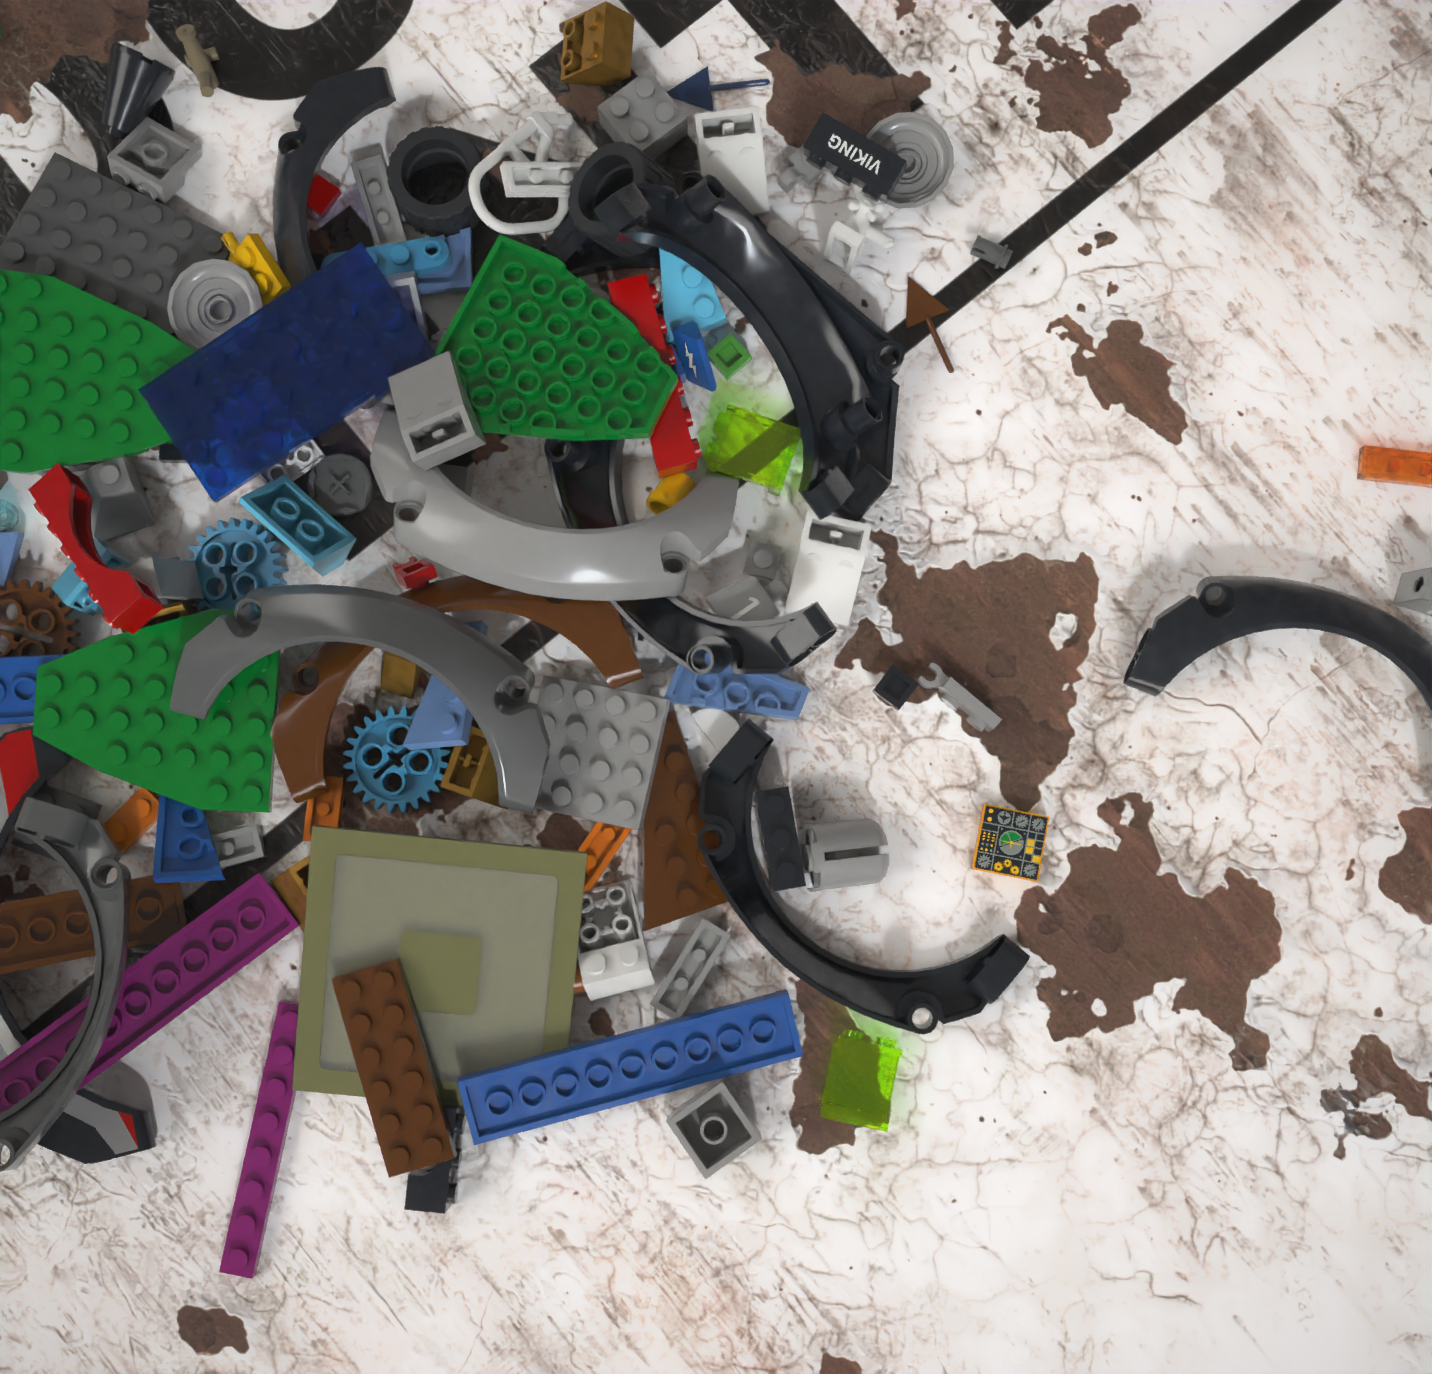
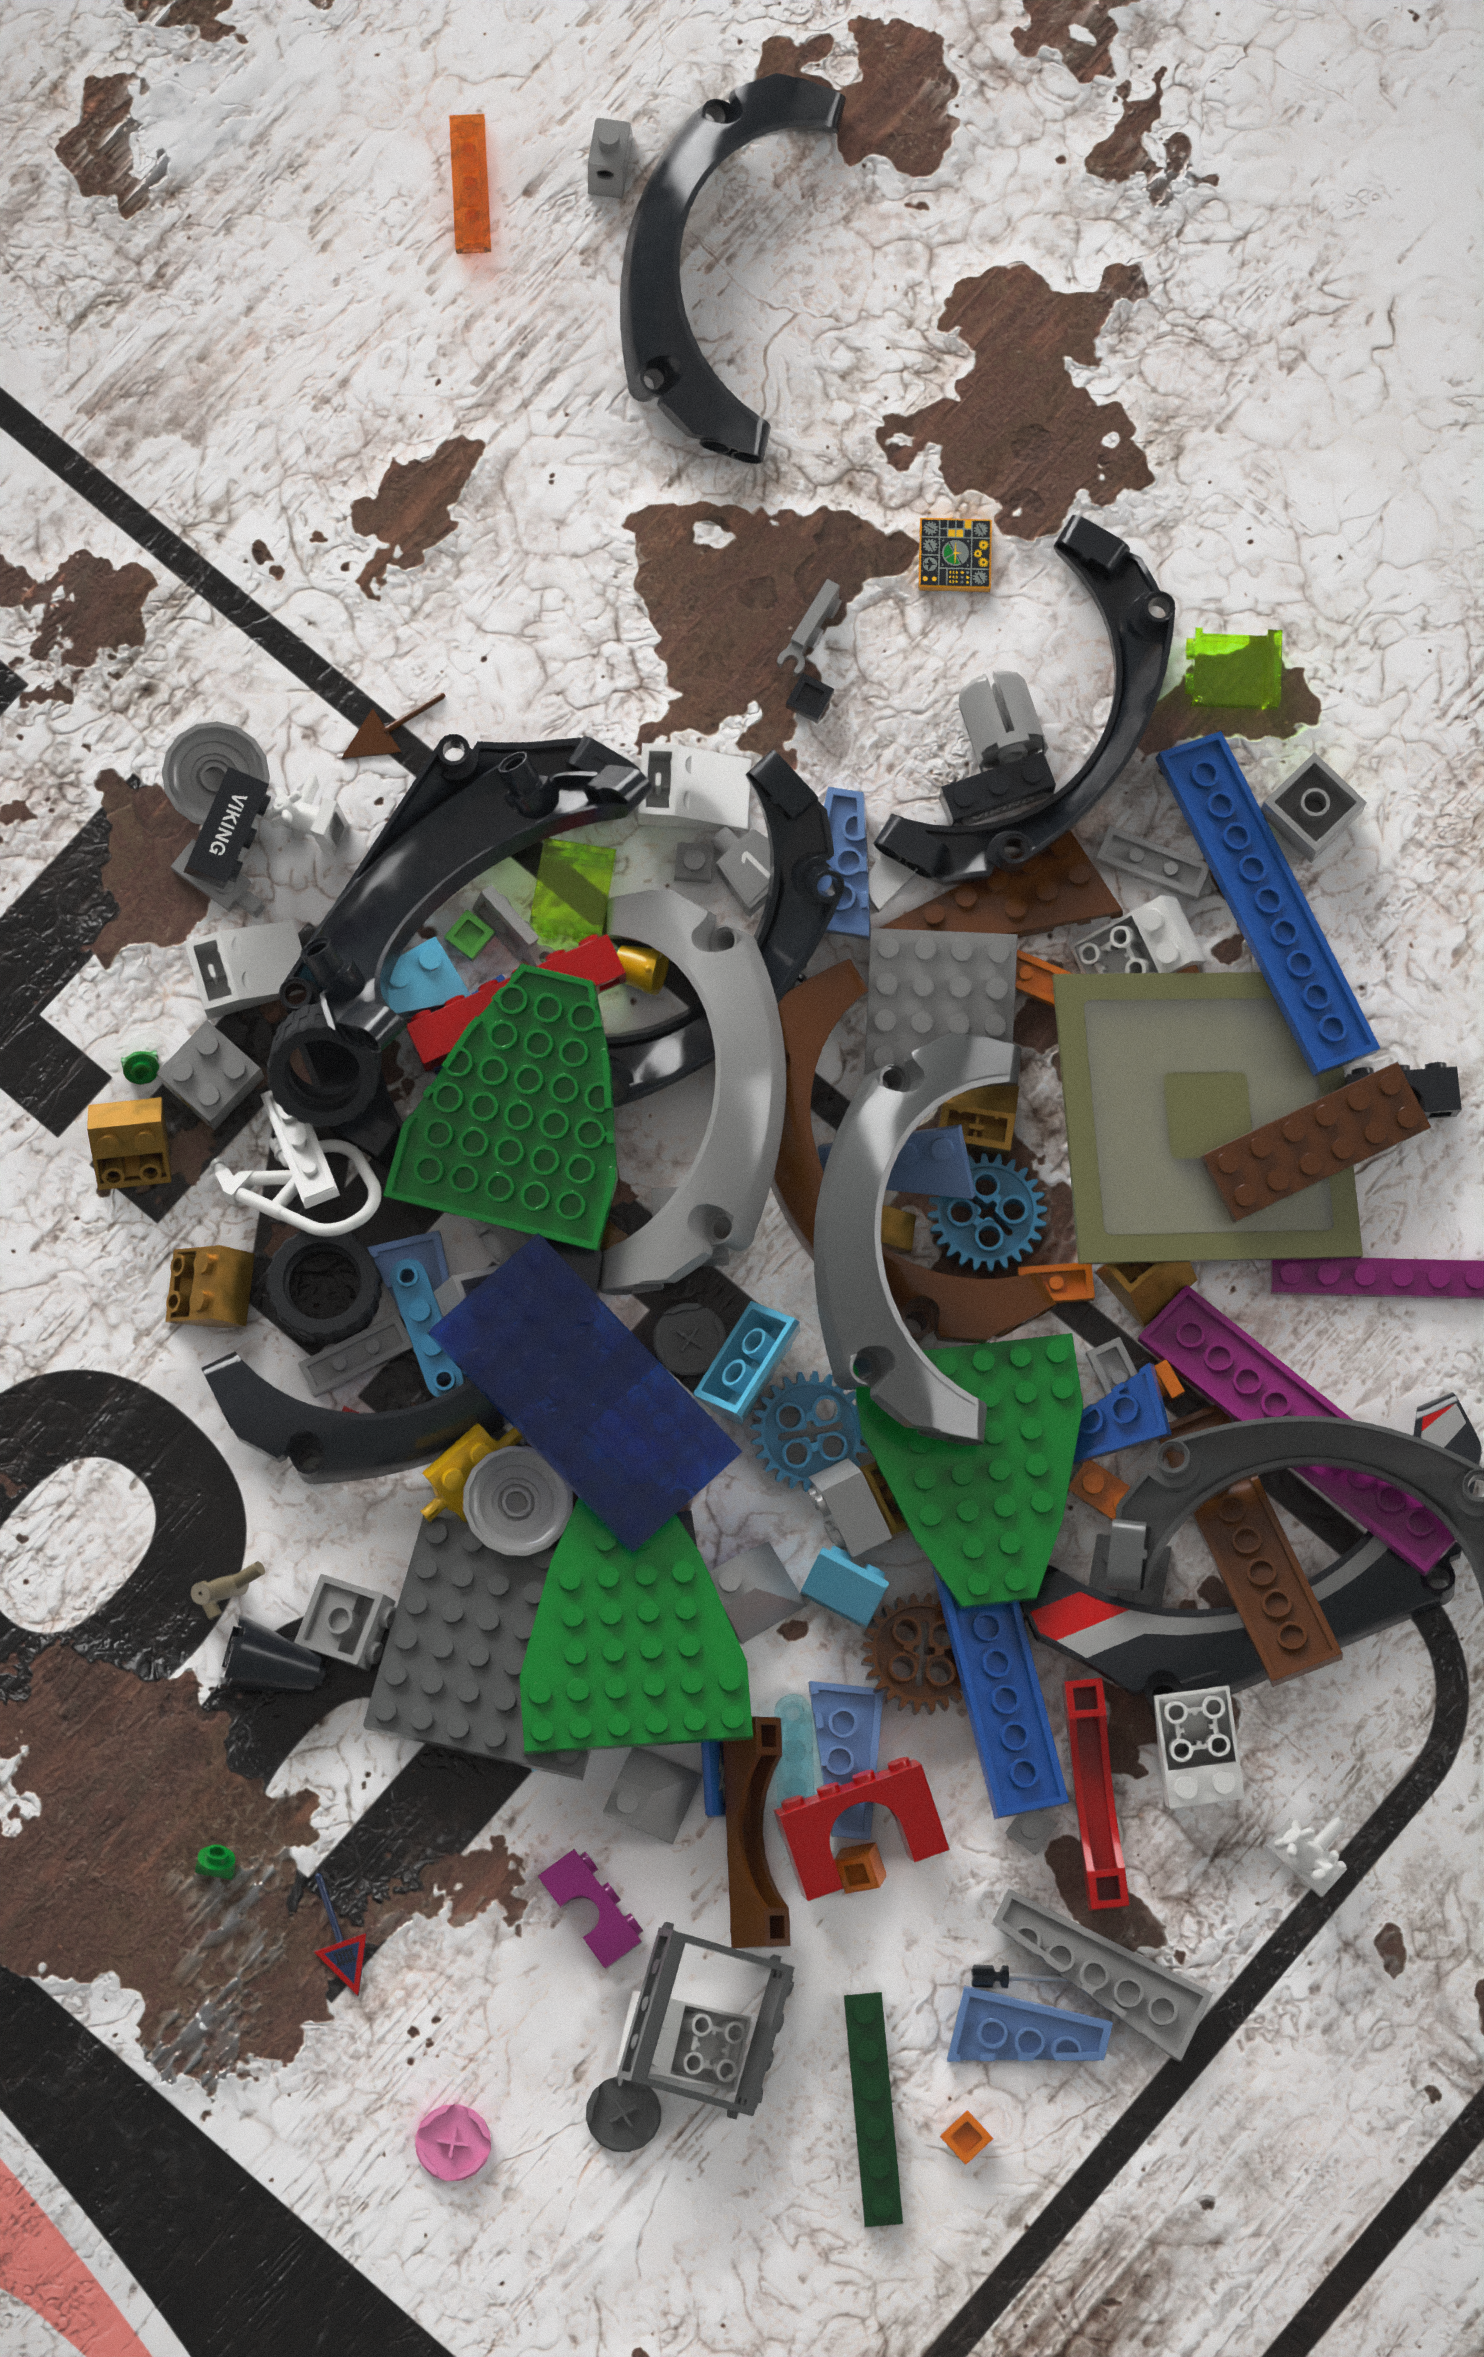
camera: 100 degrees left, 5 degrees down
(67, 507) = (774, 1613): red arch -> none
(214, 891) = (1168, 1381): none -> orange plate
(414, 573) = (780, 1226): red plate -> none
(435, 412) = (607, 1209): light grey slope -> none
(460, 94) = (210, 1287): none -> pearl gold slope
(663, 68) = (141, 1067): none -> green plate
(694, 355) = (481, 965): blue slope -> none
(698, 90) = (157, 1026): dark blue piece -> none
(746, 381) = (509, 927): none -> light grey plate
(991, 252) = (301, 670): dark grey pin -> none

